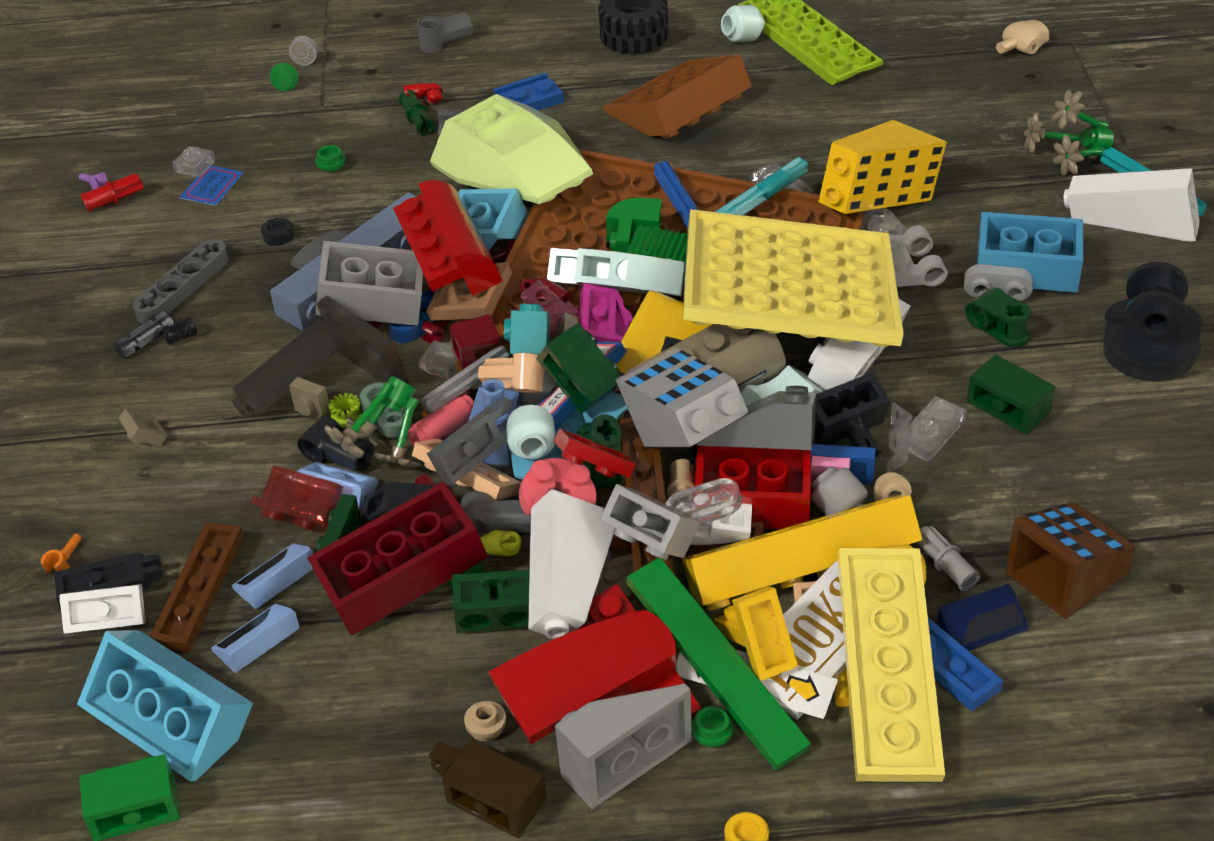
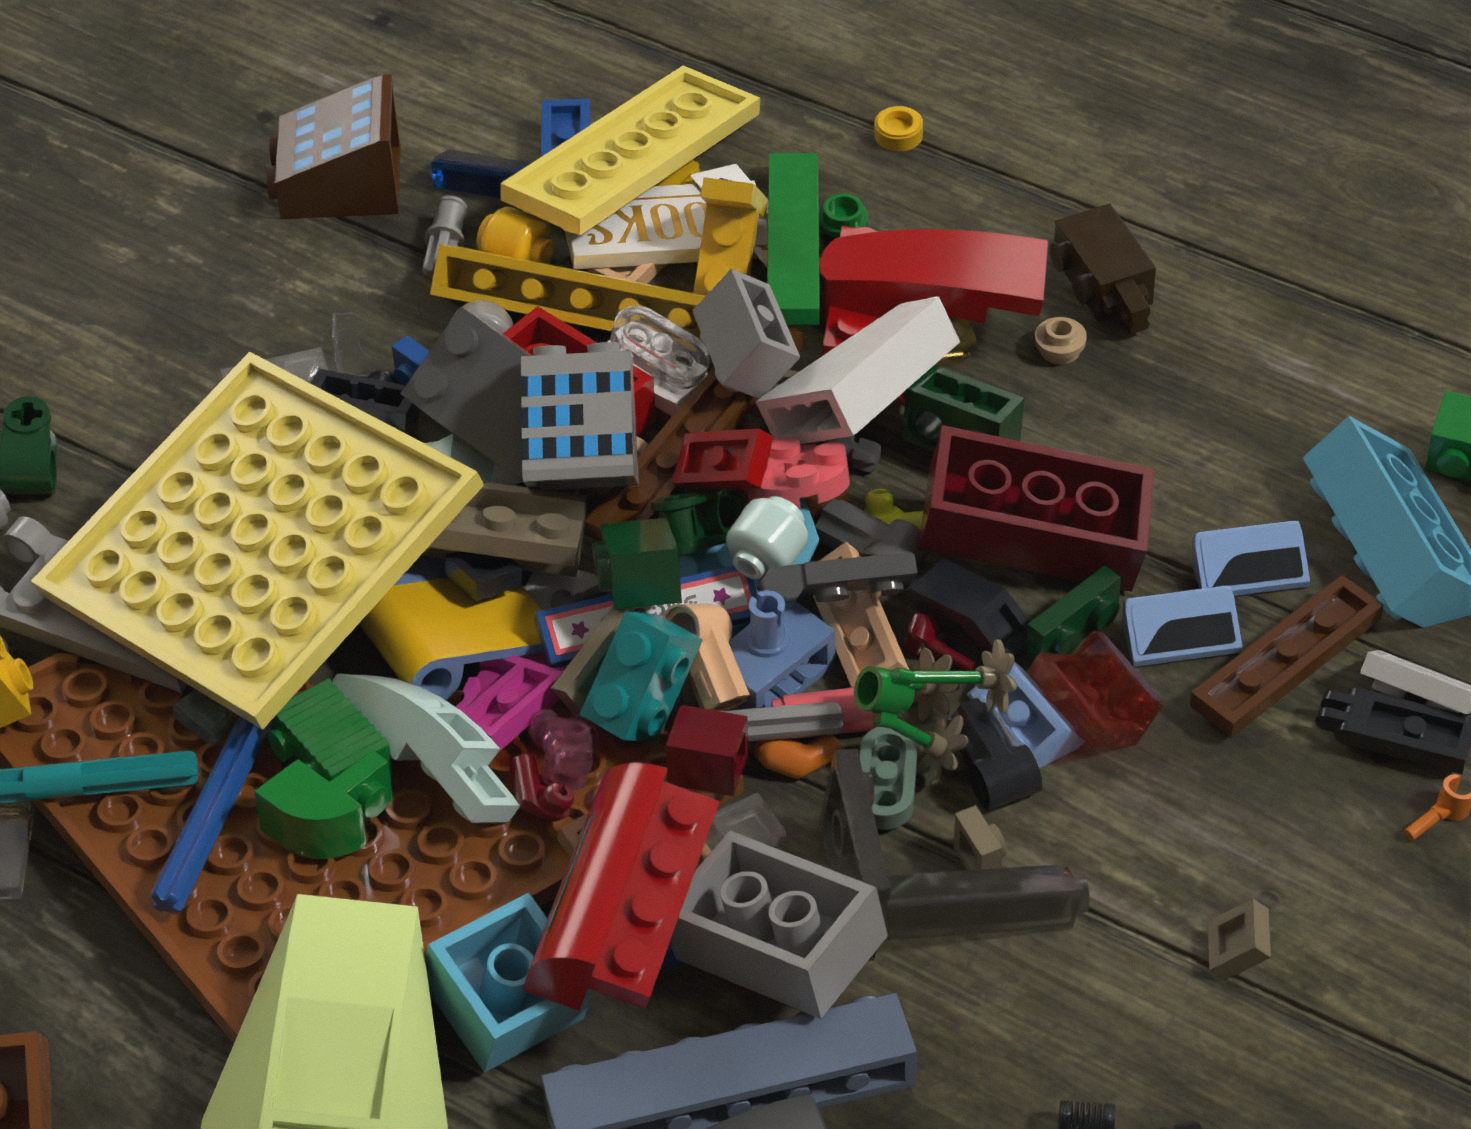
camera: 145 degrees left, 5 degrees up
(345, 402) = (934, 806): lime bush -> none
(621, 739) = (948, 194): light grey slope -> none
(891, 482) = (416, 323): tan plate -> none
(1011, 394) = (153, 353): dark green brick -> none

